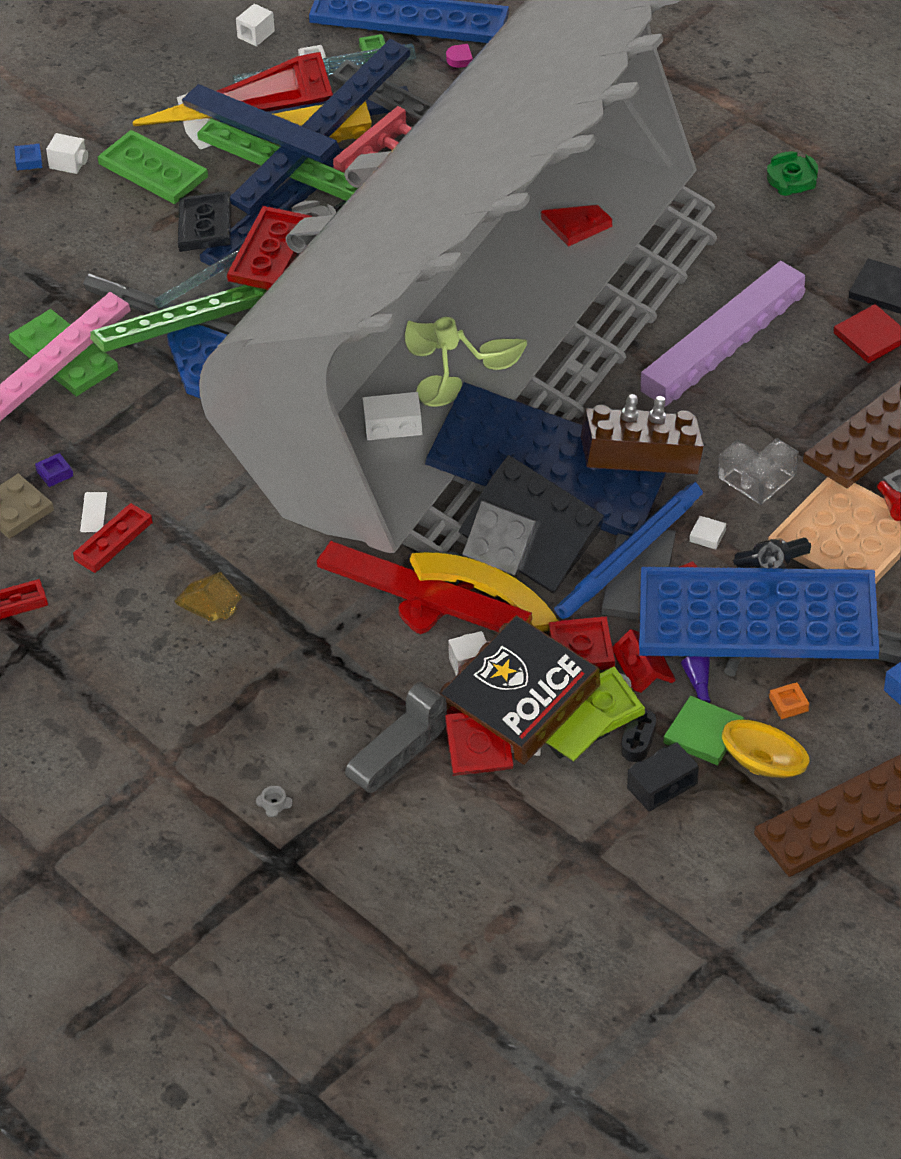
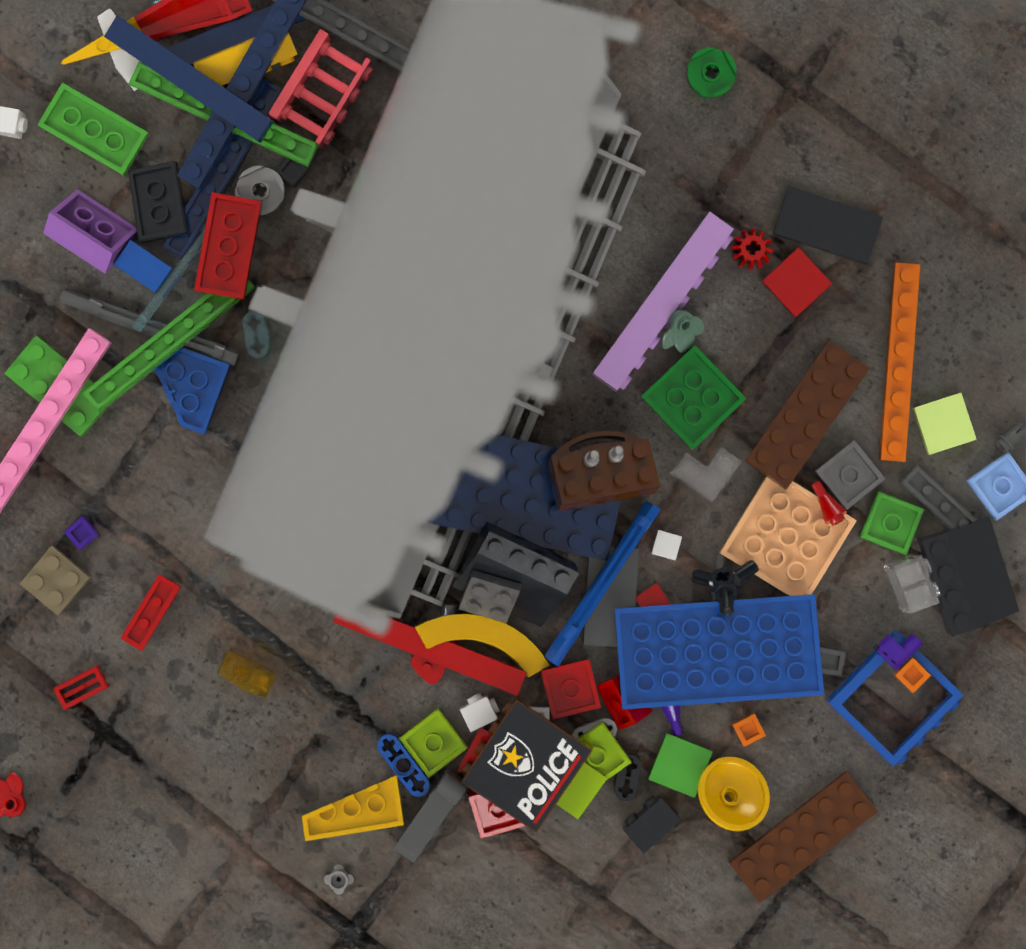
camera: 10 degrees left, 40 degrees up
(93, 511) = (127, 576): white sticker -> none
(127, 236) = (89, 230): none -> medium lavender slope
(177, 259) = (143, 266): none -> blue panel
(305, 738) = (361, 812): none -> yellow wing
(372, 688) = (393, 764): none -> blue beam
(400, 677) = (433, 742): none -> lime tile
(743, 356) = (682, 331): none -> sand green plate
(750, 409) = (693, 397): none -> green plate
(824, 300) = (758, 256): none -> red gear

